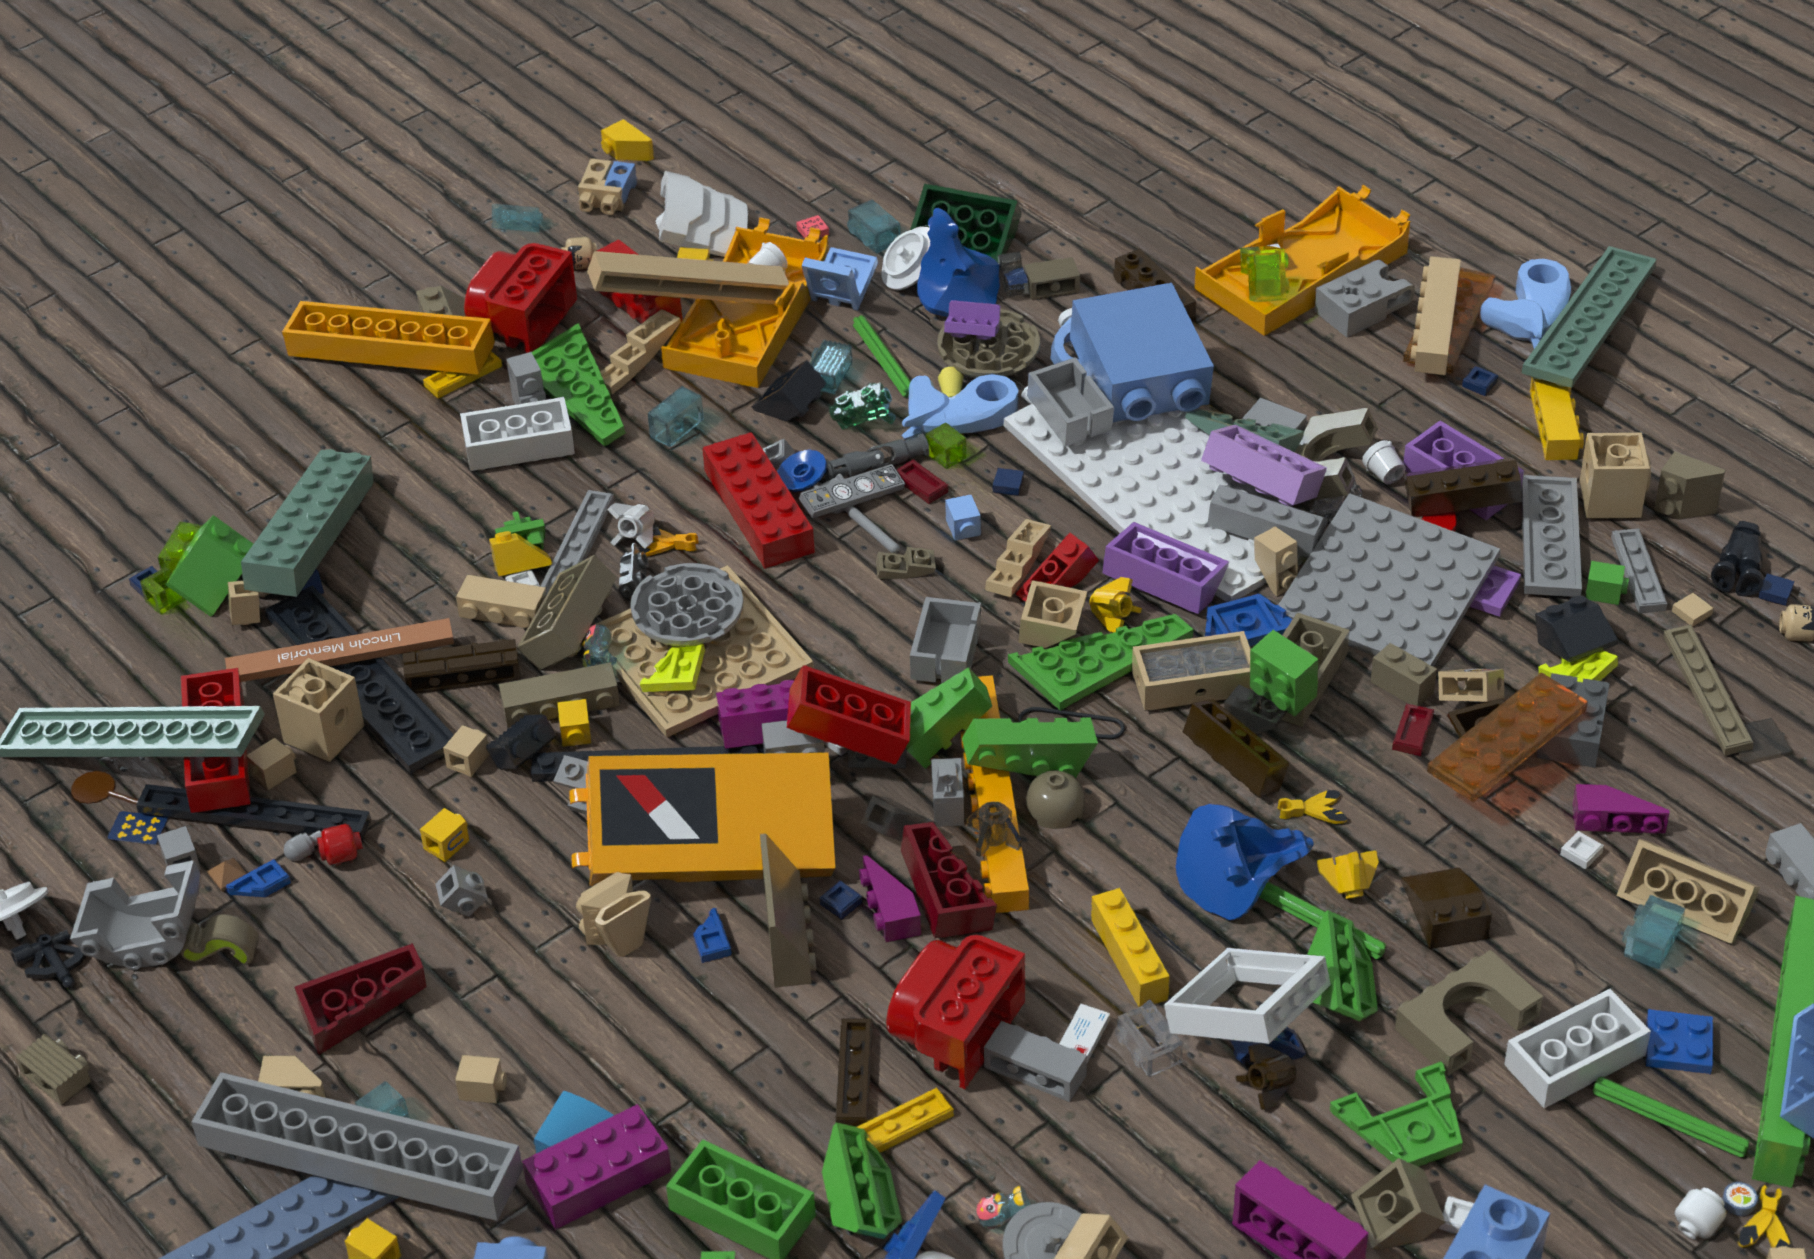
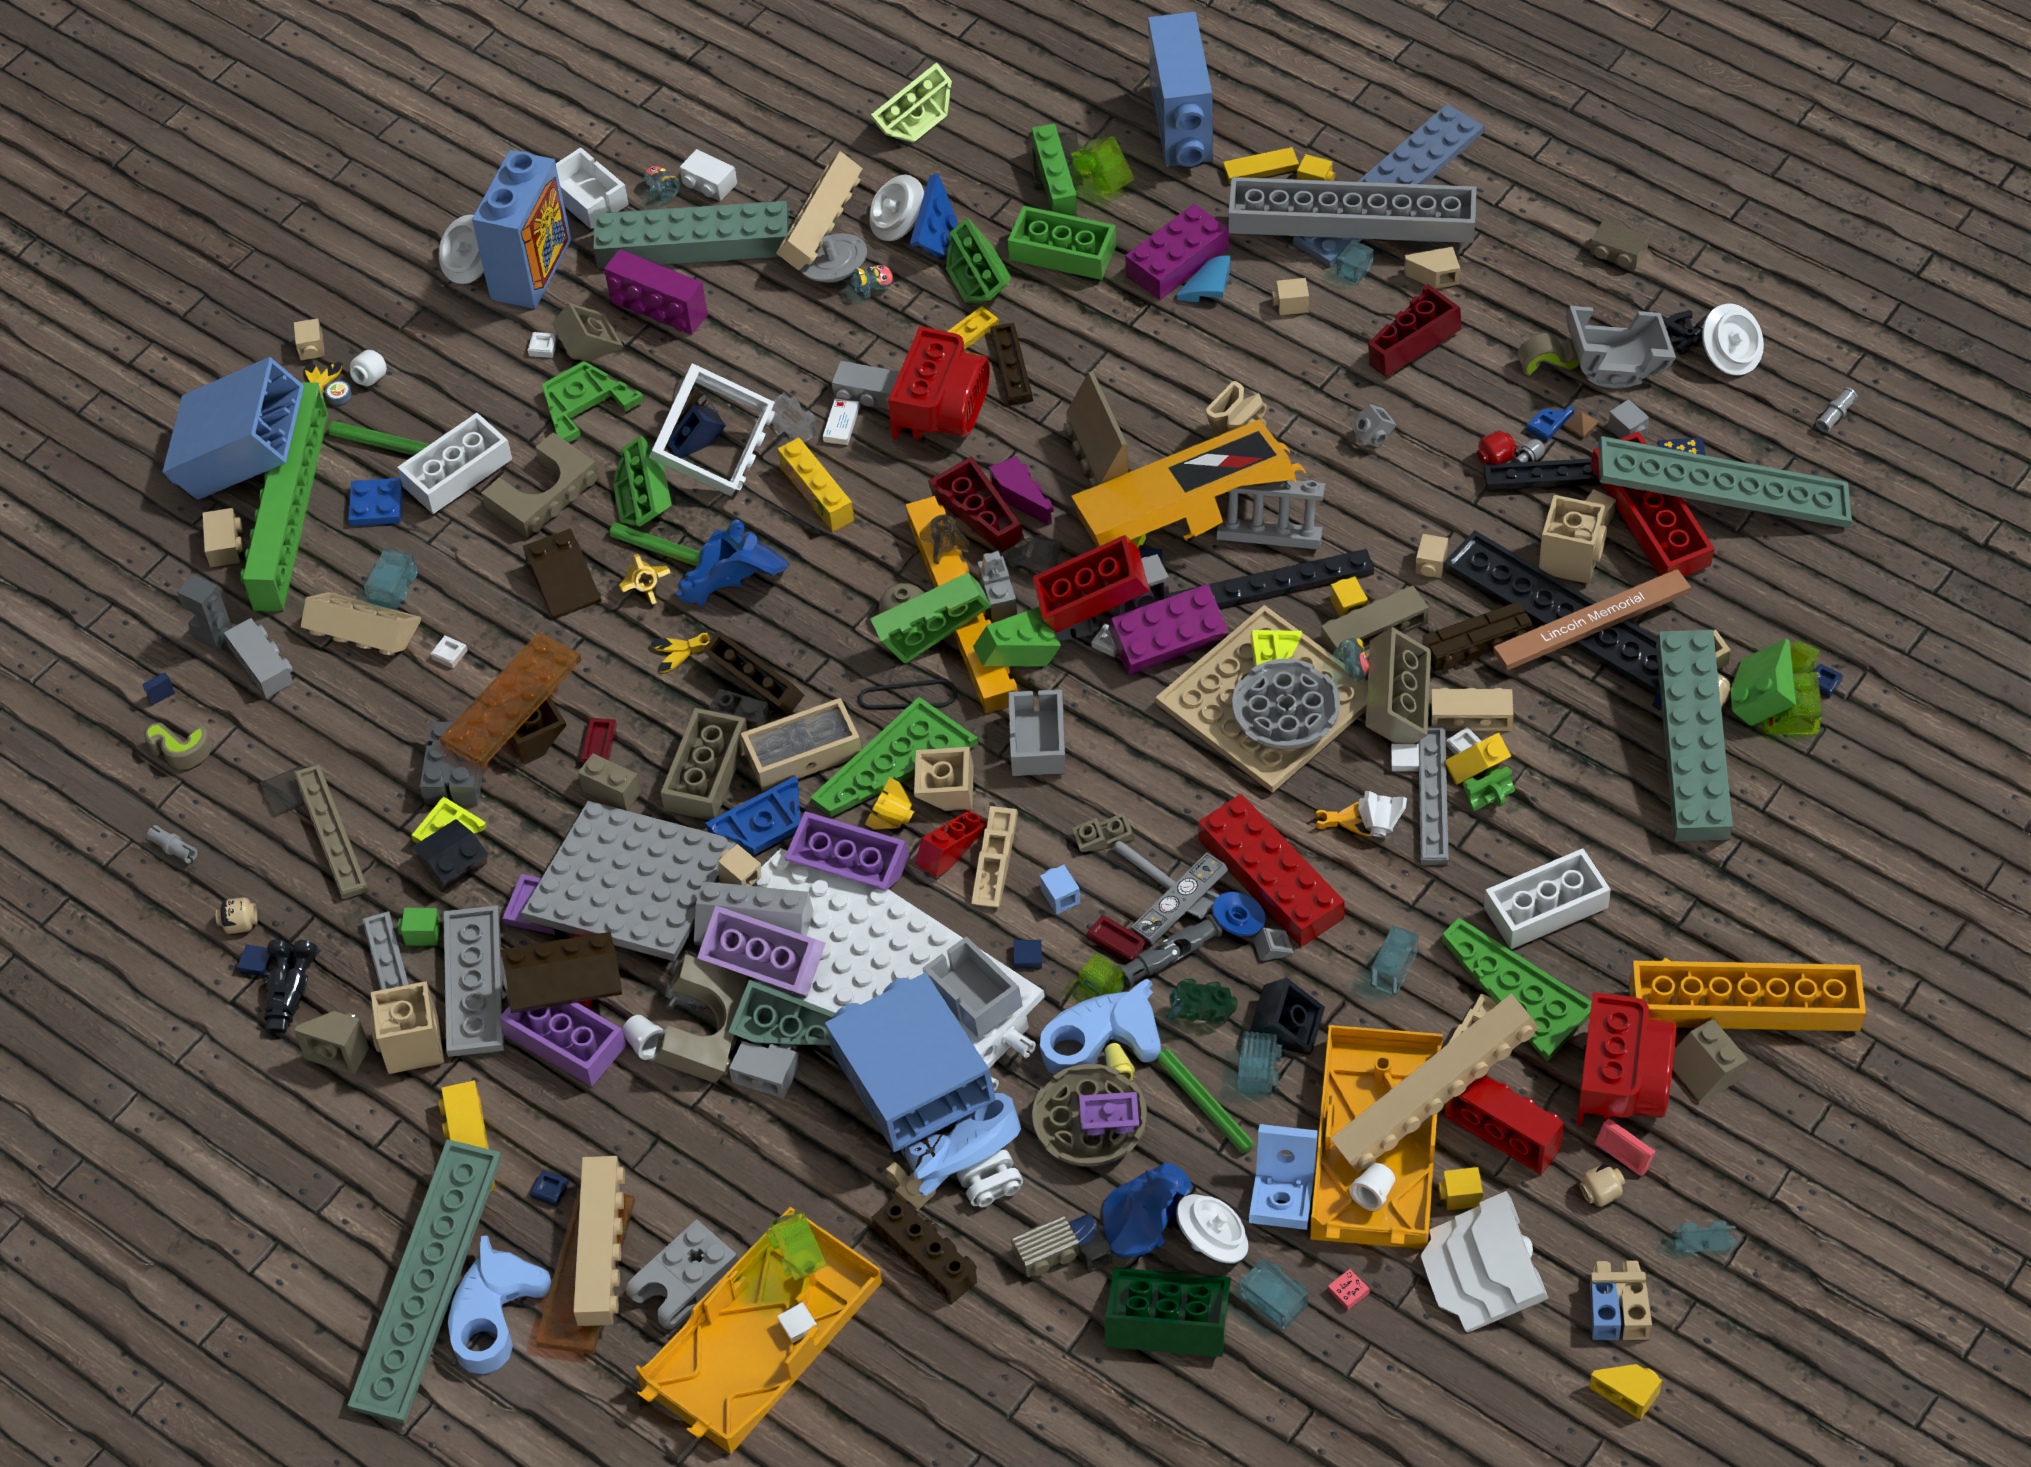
camera: 170 degrees right, 10 degrees up
(444, 834) = (1413, 478): yellow brick -> none
(521, 741) = (1385, 566): black brick -> none
(525, 379) = (1561, 954): light grey hinge -> none
(633, 571) = (1358, 761): dark grey hinge -> none
(711, 938) = (1157, 441): blue tile -> none
(840, 900) = (1061, 494): dark blue tile -> none
(1283, 673) = (712, 696): bright green brick -> none
(1479, 685) = (542, 770): tan torso -> none
(1615, 811) = (423, 682): magenta slope -> none
(1692, 609) = (338, 921): tan tile -> none

